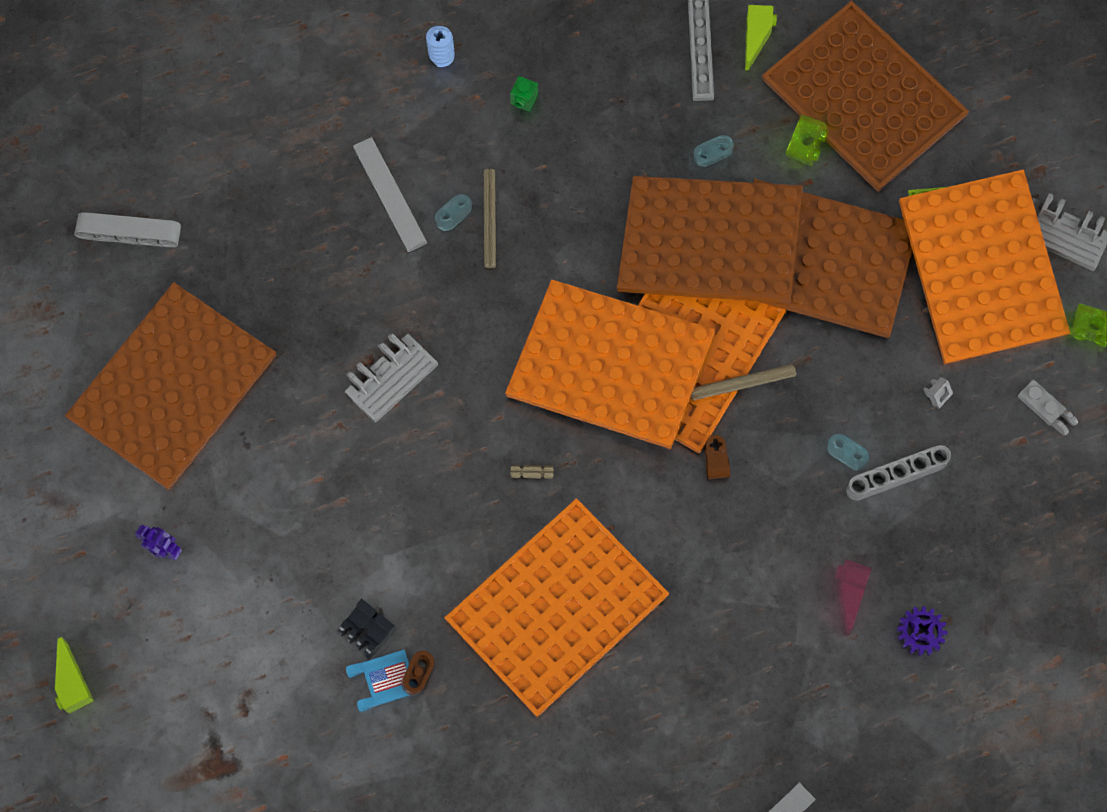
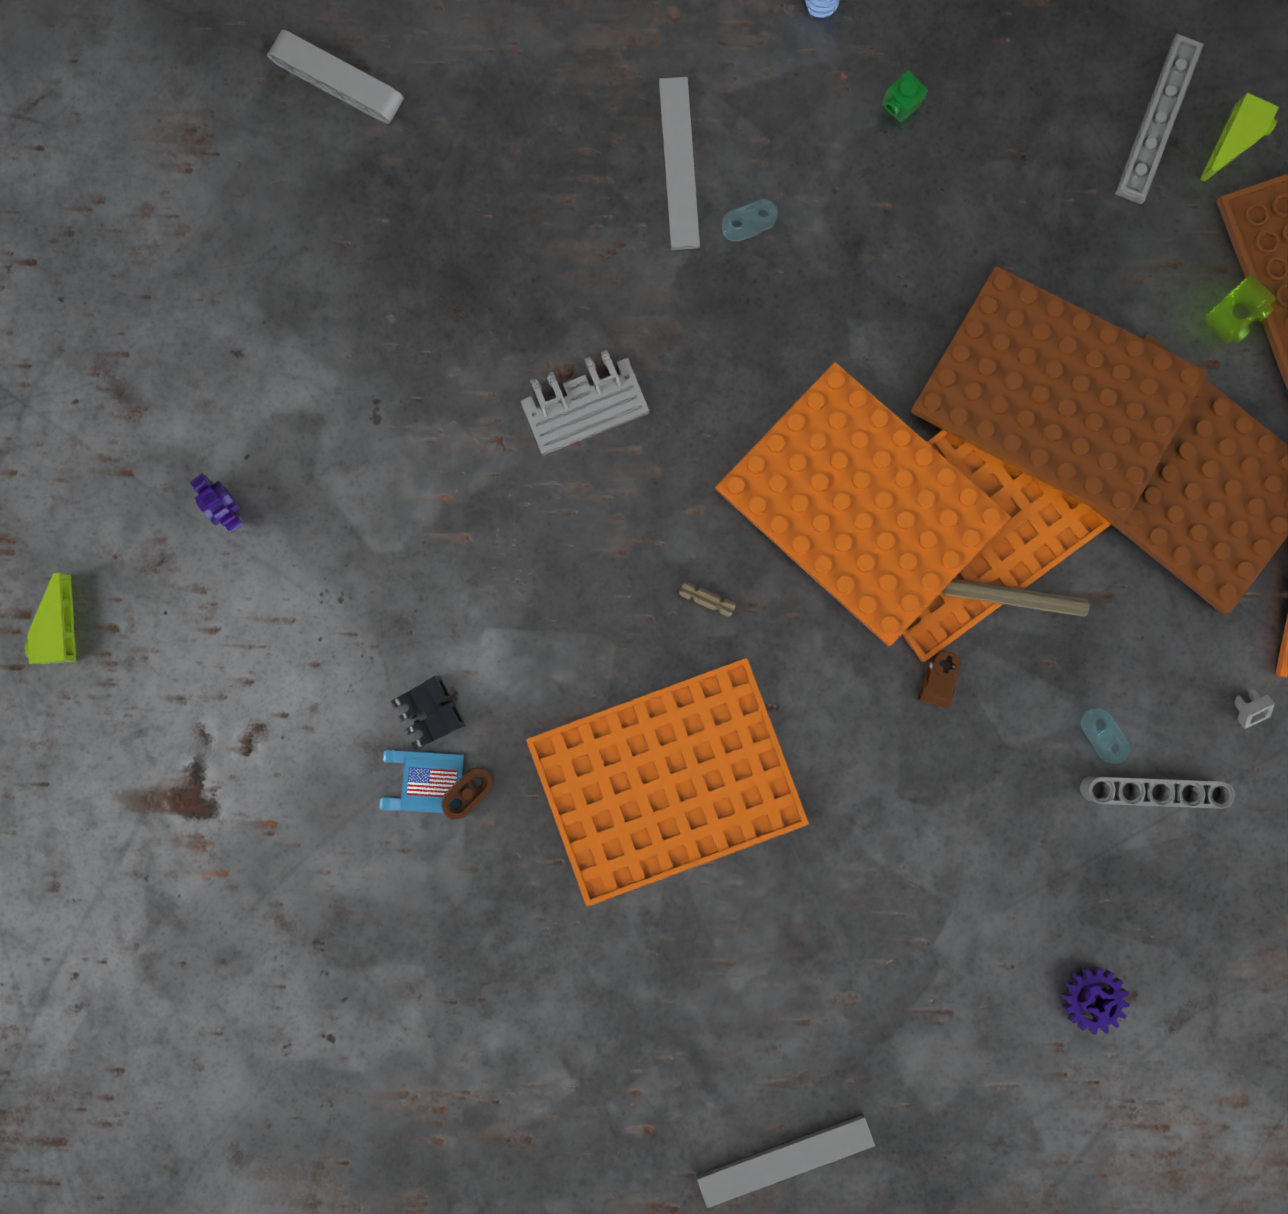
camera: 25 degrees right, 15 degrees up
(171, 386) = (313, 304): dark orange plate -> none
(489, 219) = (791, 247): dark tan axle -> none
(712, 150) = (1110, 273): clear light blue plate -> none
(850, 588) = (1032, 912): clear pink slope -> none

